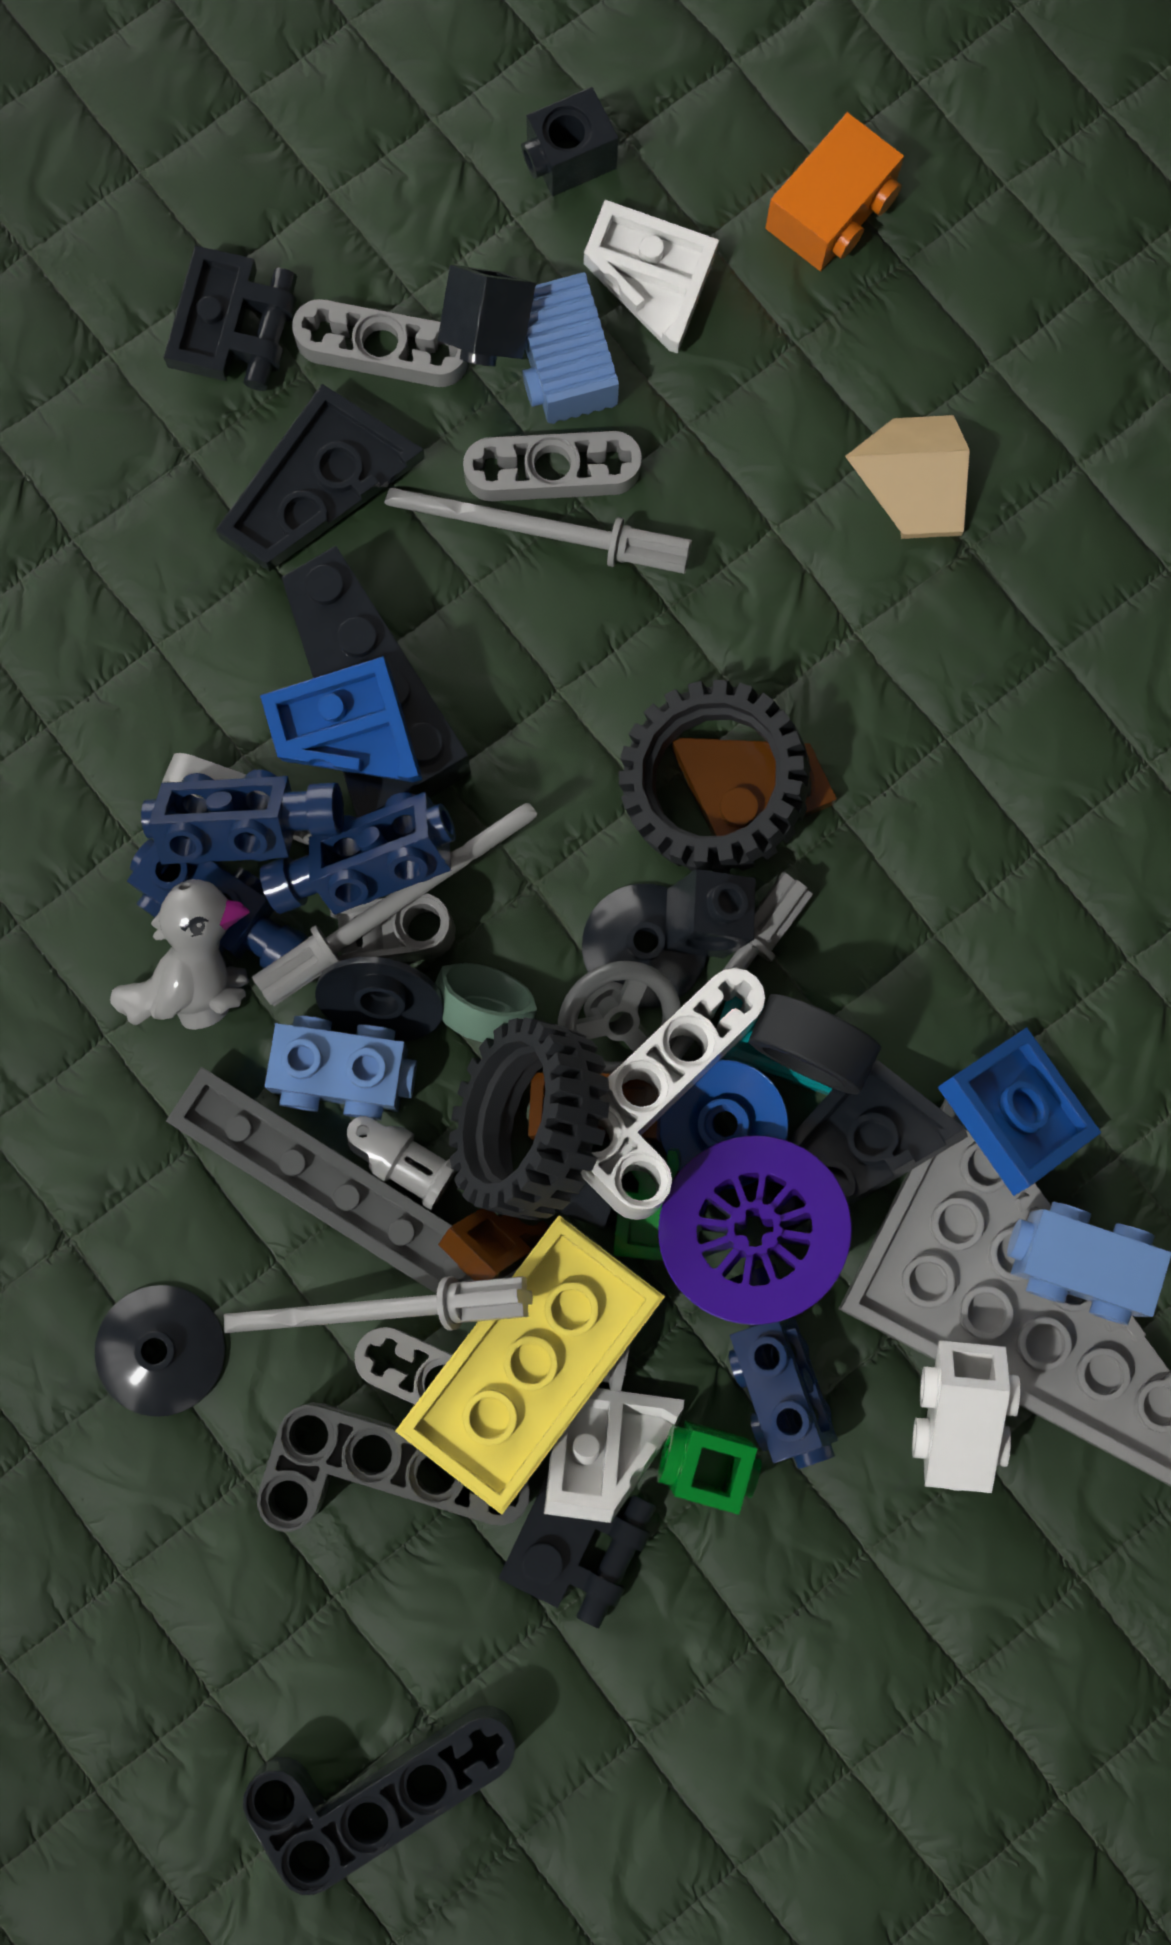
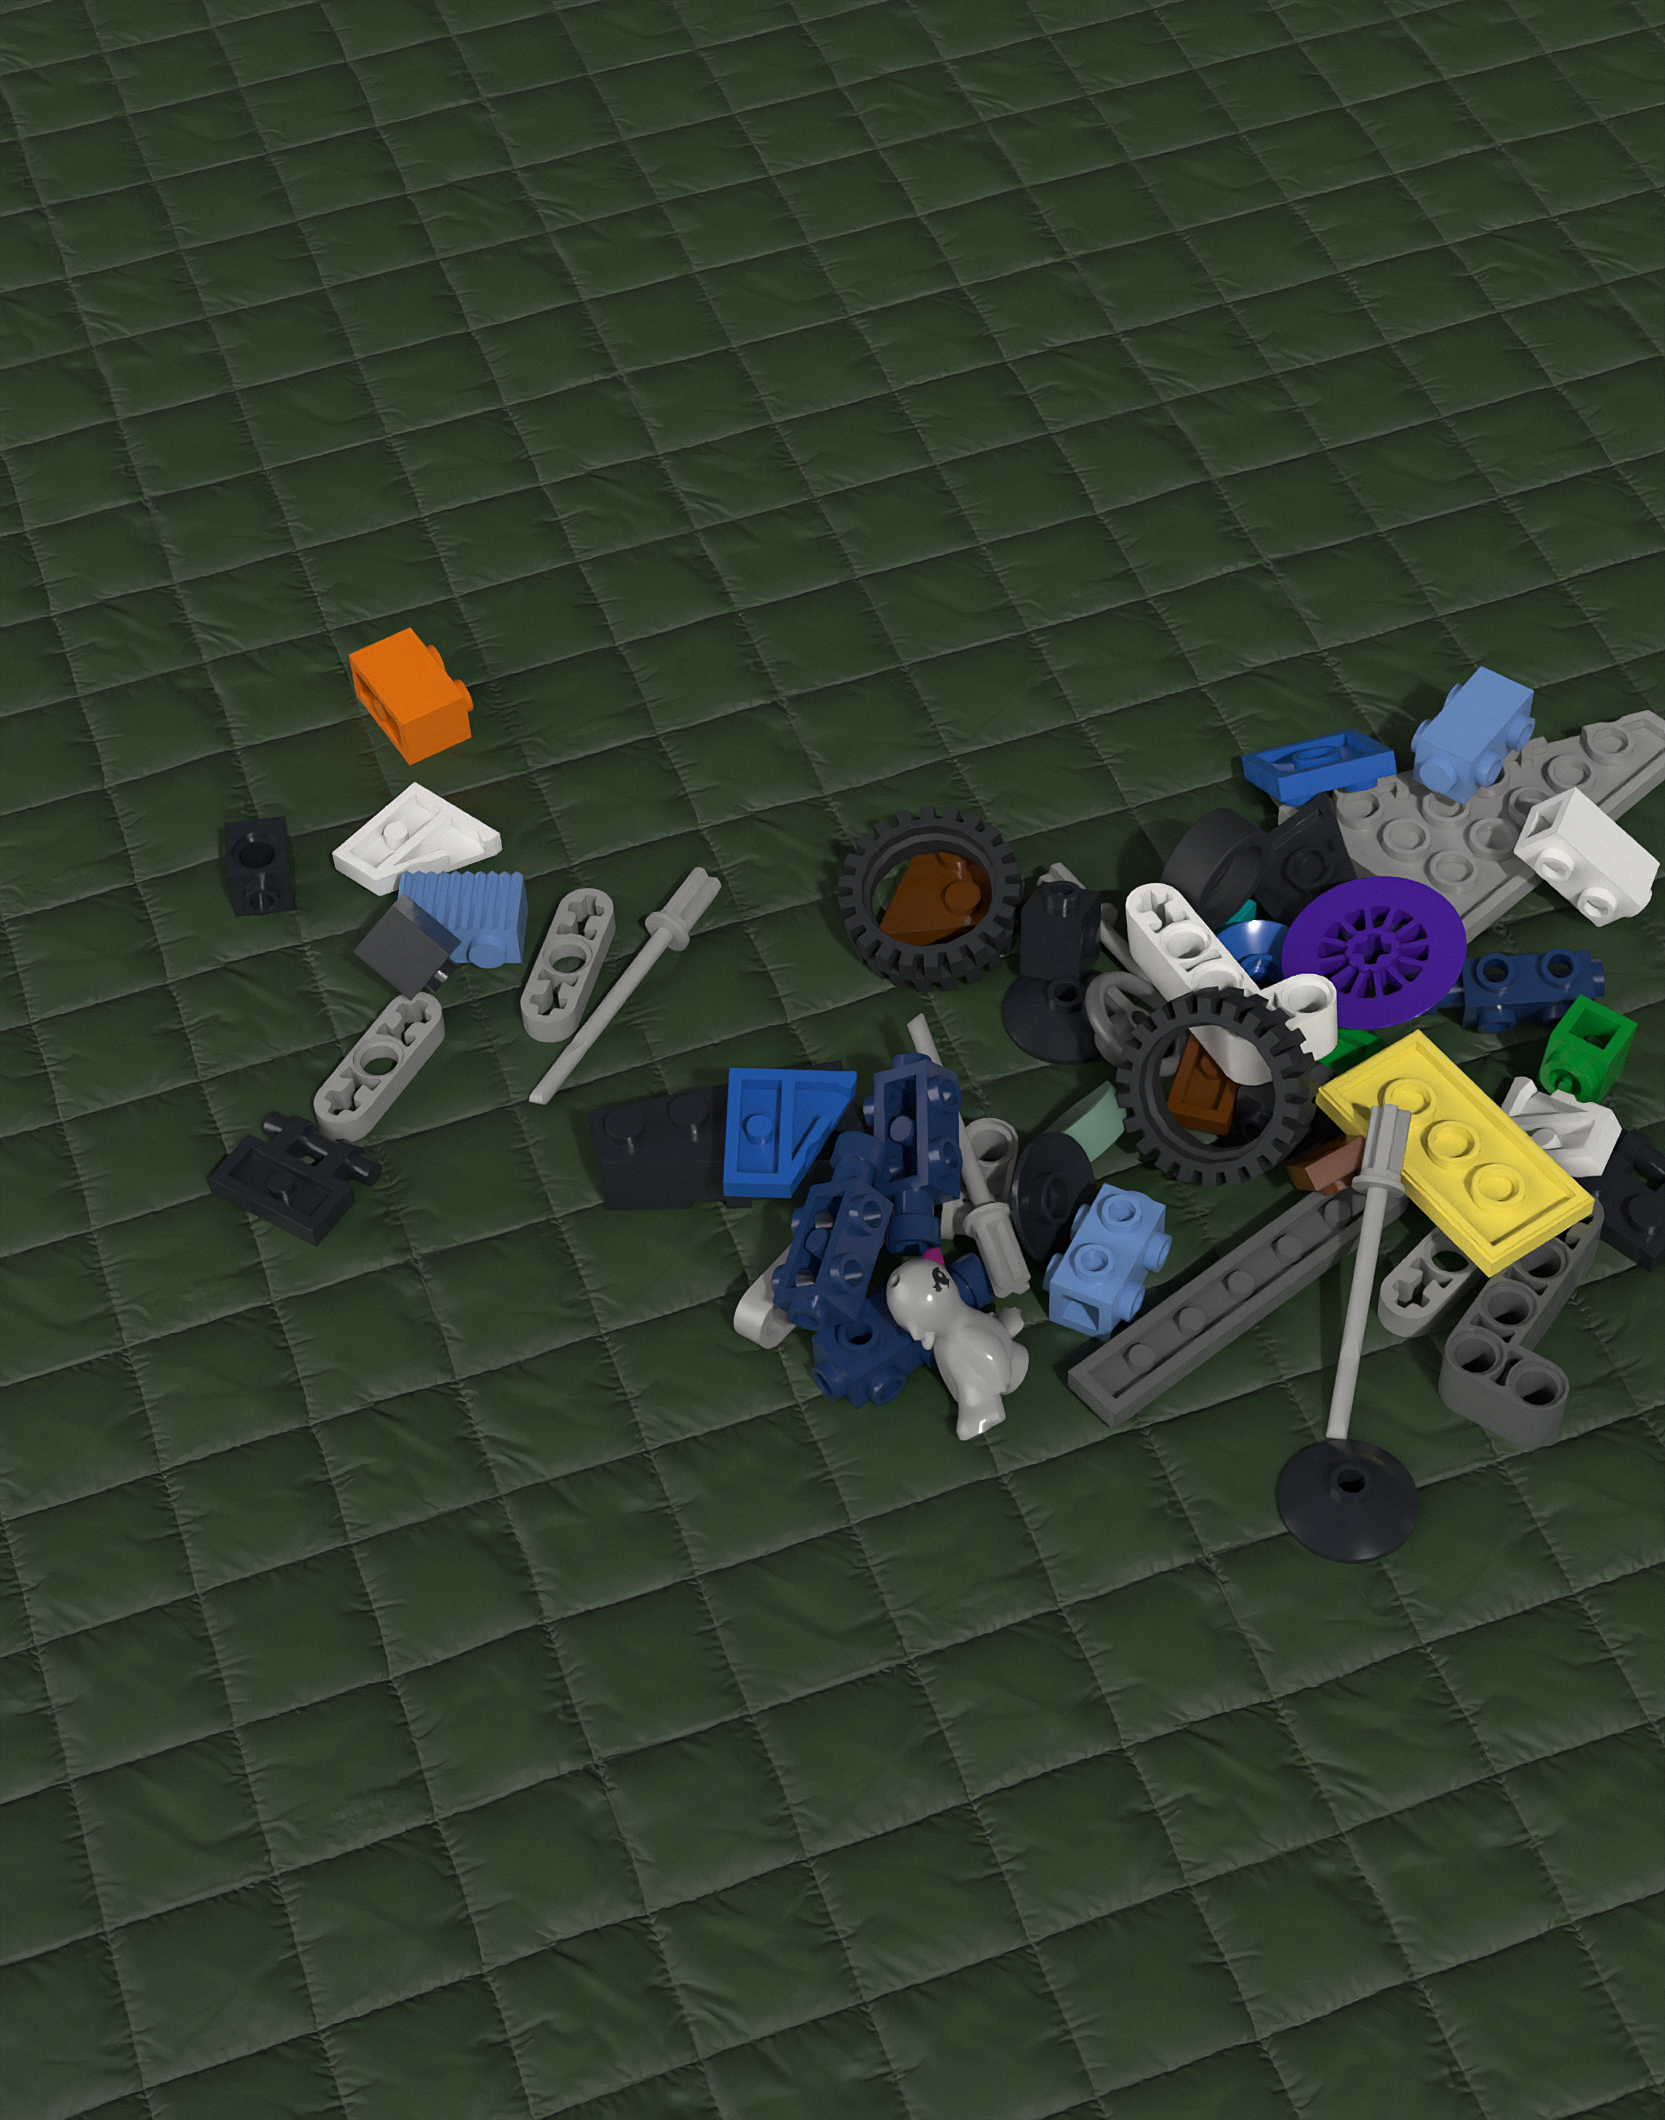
camera: 65 degrees left, 30 degrees down
(314, 478) = (494, 1145): black wing -> none
(398, 1157) = (1217, 1233): light grey piece -> none
(917, 474) = (704, 698): tan slope -> none

